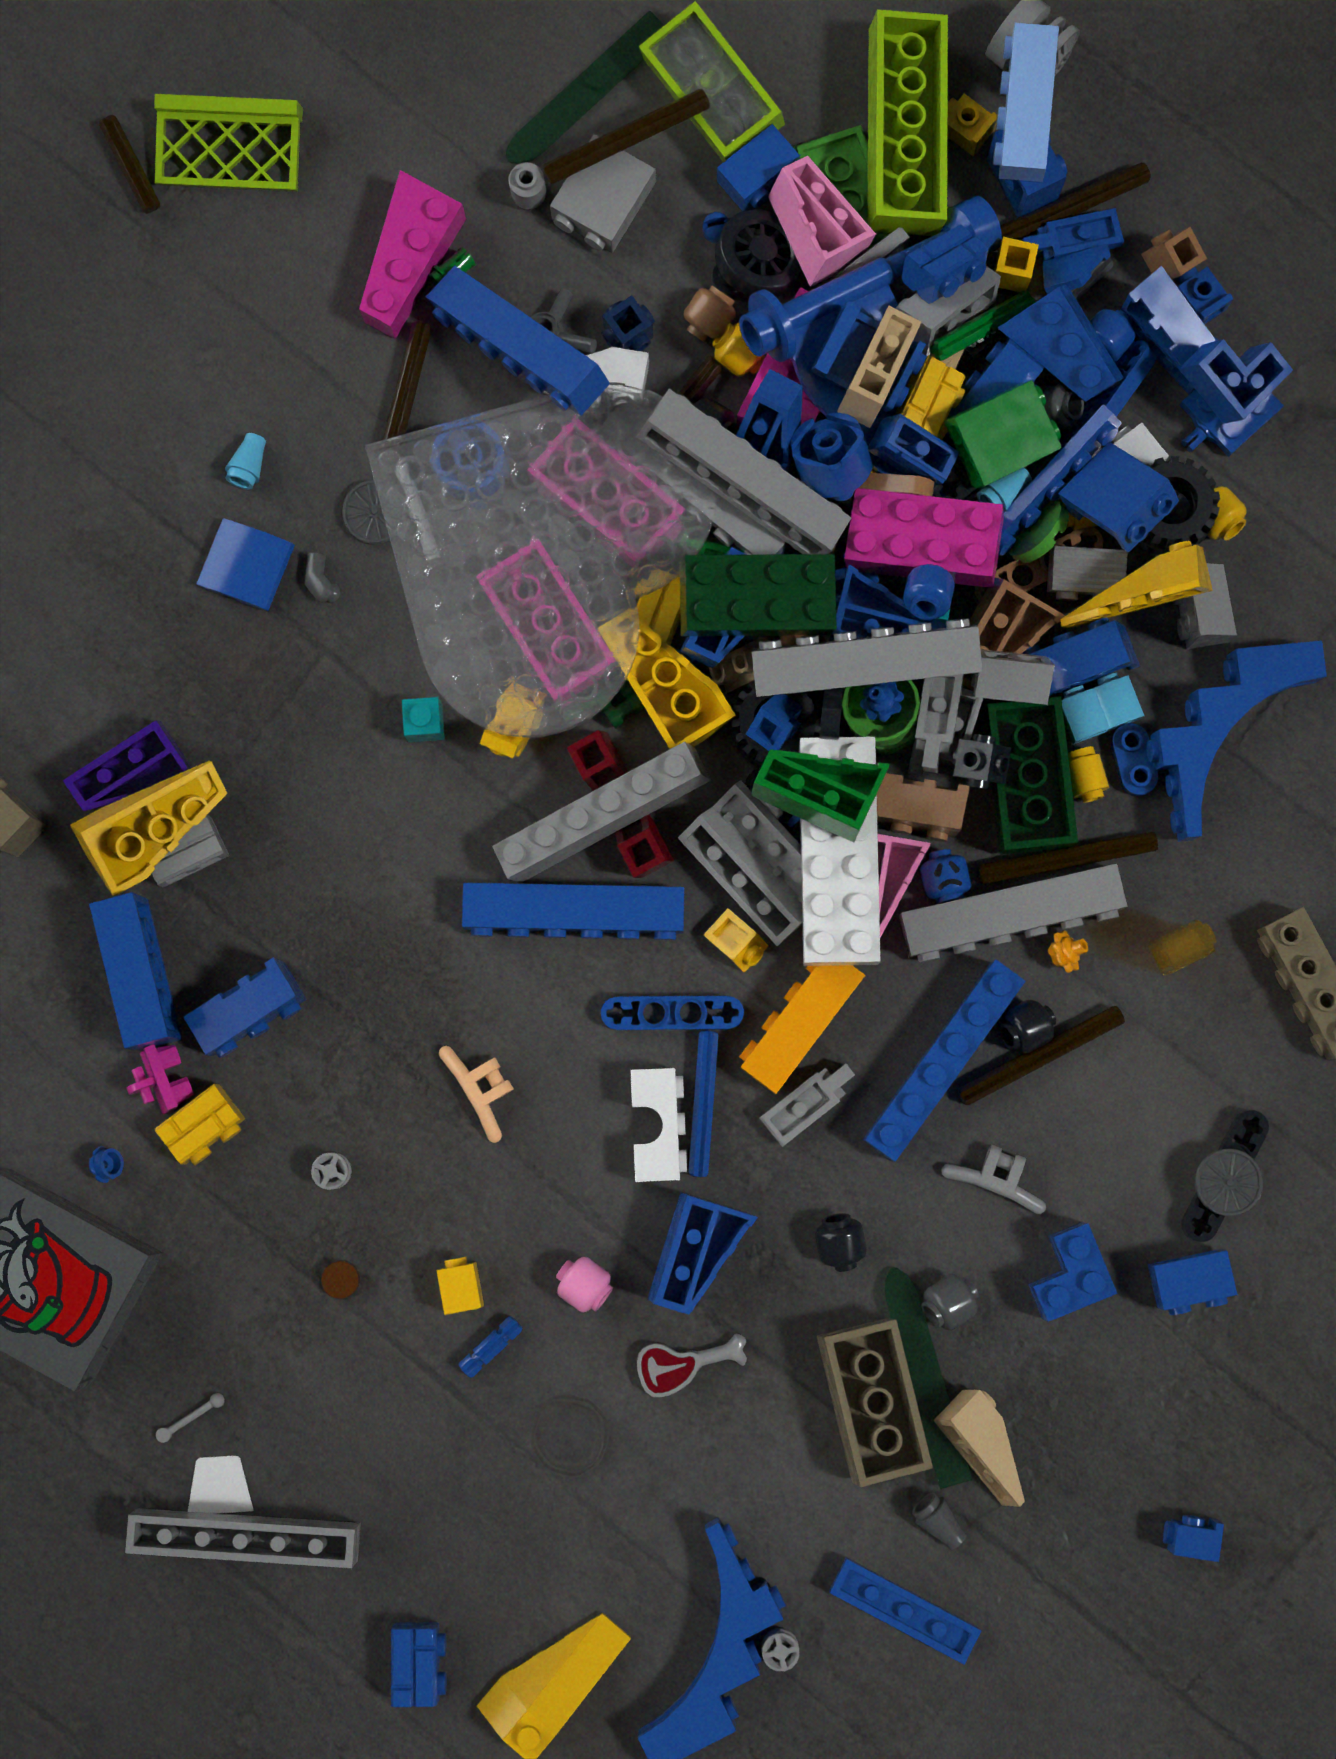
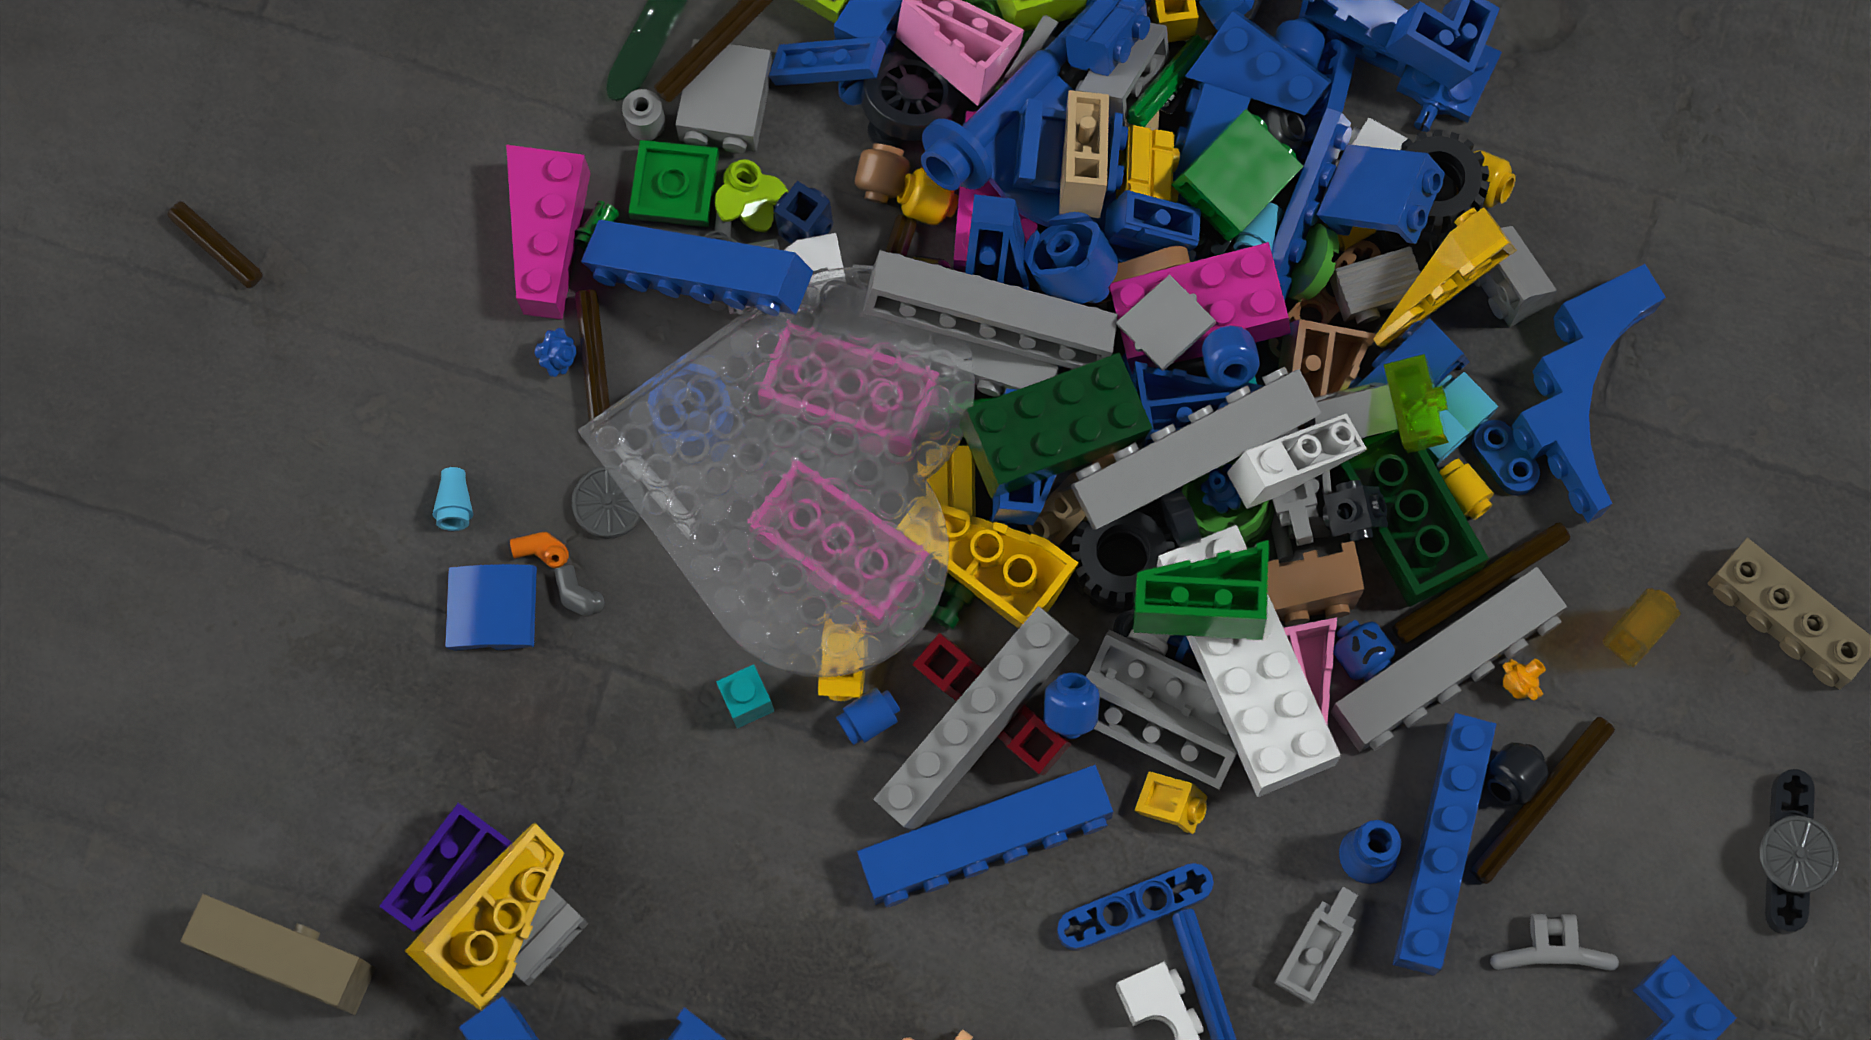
camera: 25 degrees left, 10 degrees down
(227, 111) = (300, 153): lime fence -> none
(307, 529) = (543, 546): none -> orange arm
(378, 367) = (556, 352): none -> blue plant
(517, 774) = (868, 715): none -> blue brick
(531, 255) = (674, 183): none -> green plate
(588, 295) = (751, 200): none -> lime plate
(681, 832) = (1071, 705): none -> blue head
(700, 197) = (827, 61): none -> blue plate
(775, 722) = (1124, 552): blue brick -> none
(799, 1024) = (1276, 864): light orange brick -> none
(867, 1049) = (1362, 862): none -> blue plant
(887, 541) = (1166, 322): none -> light grey piece
(947, 700) = (1294, 459): none -> white slope
(1071, 690) = (1417, 403): none -> clear neon green brick
(1192, 1280) = (1807, 974): blue brick -> none

